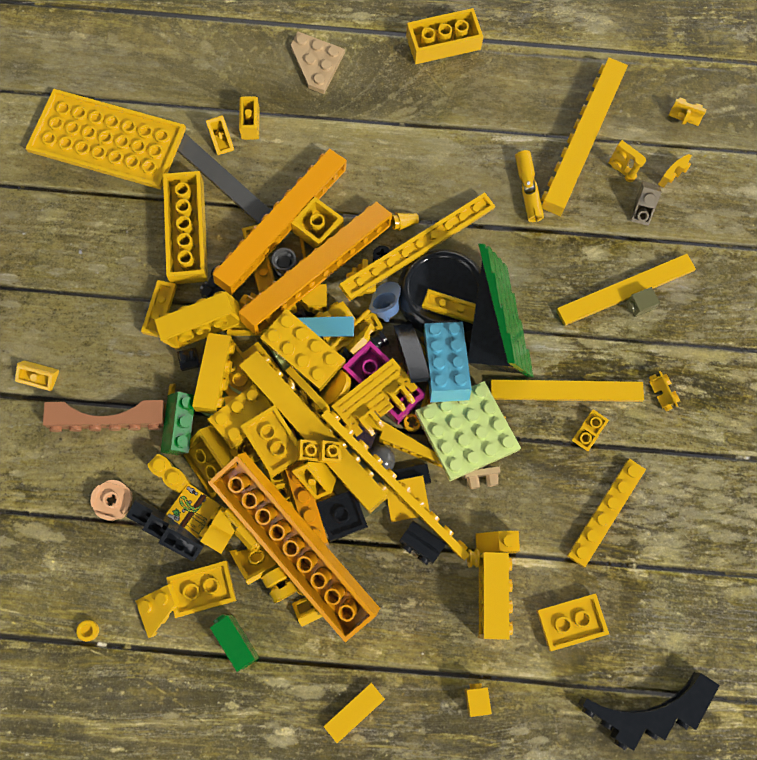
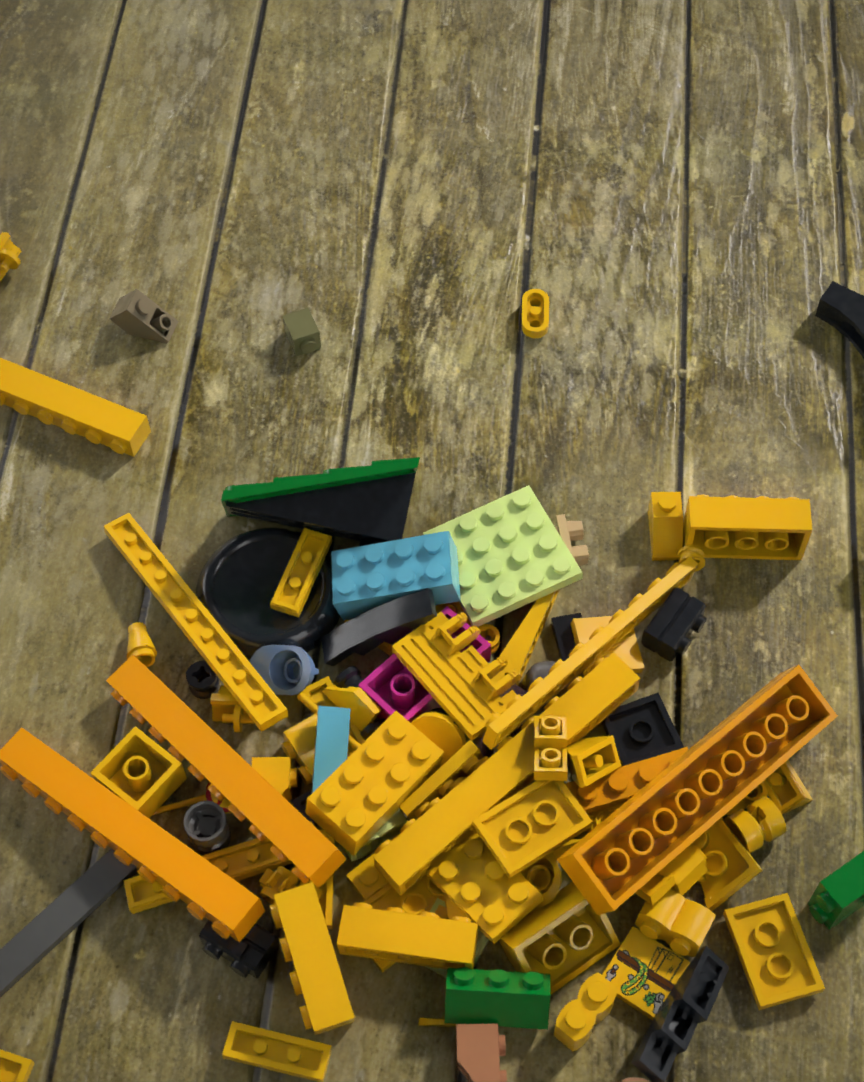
camera: 85 degrees left, 15 degrees down
(156, 608) = (812, 1020): yellow wing -> none
(185, 227) = (121, 1005): yellow brick -> none
(188, 359) = (374, 995): black tile -> none
(526, 174) = (82, 468): yellow piece -> none
(567, 390) = (434, 435): yellow tile -> none
(572, 622) = (768, 442): yellow plate -> none
(590, 430) = (496, 411): yellow slope -> none
(606, 513) = (613, 396): yellow plate -> none
(621, 158) = (67, 334): yellow plate -> none
(624, 289) = (280, 356): yellow tile -> none
(668, 398) = (426, 318): yellow hinge -> none
(672, 459) = (535, 318): none -> yellow plate
(675, 170) = (99, 286): yellow slope -> none

